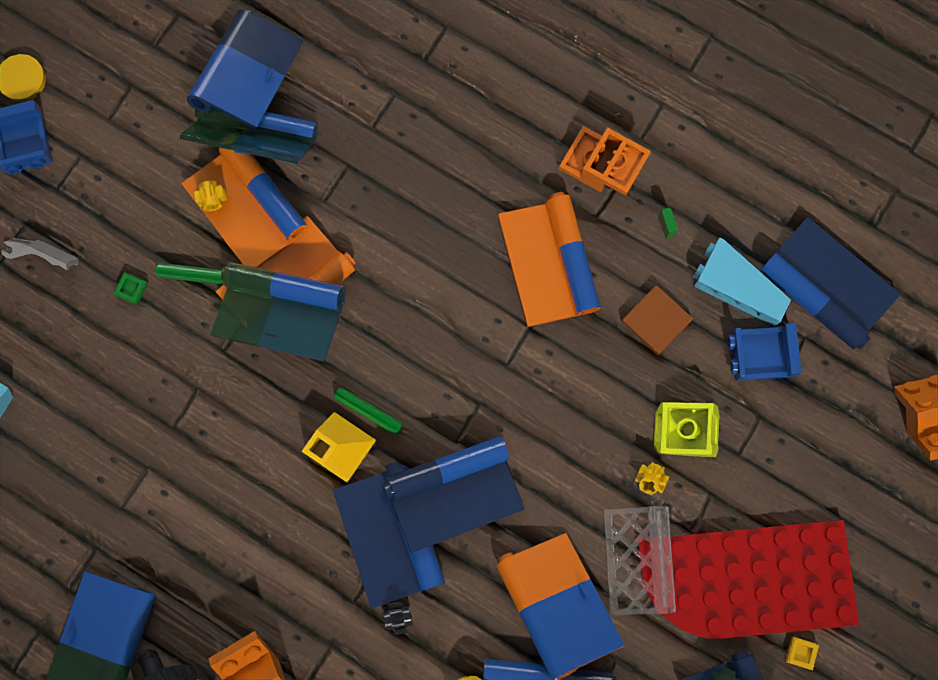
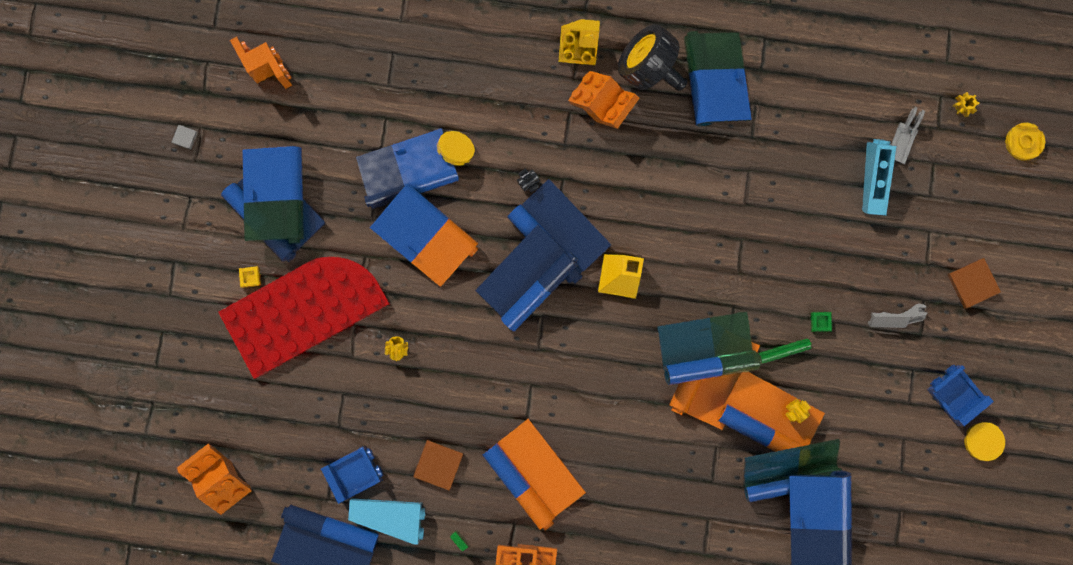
camera: 155 degrees right, 5 degrees up
(368, 411) = (612, 309): green axle -> none
(660, 556) = (368, 296): clear fence -> none
(687, 429) = (385, 393): neon yellow slope -> none

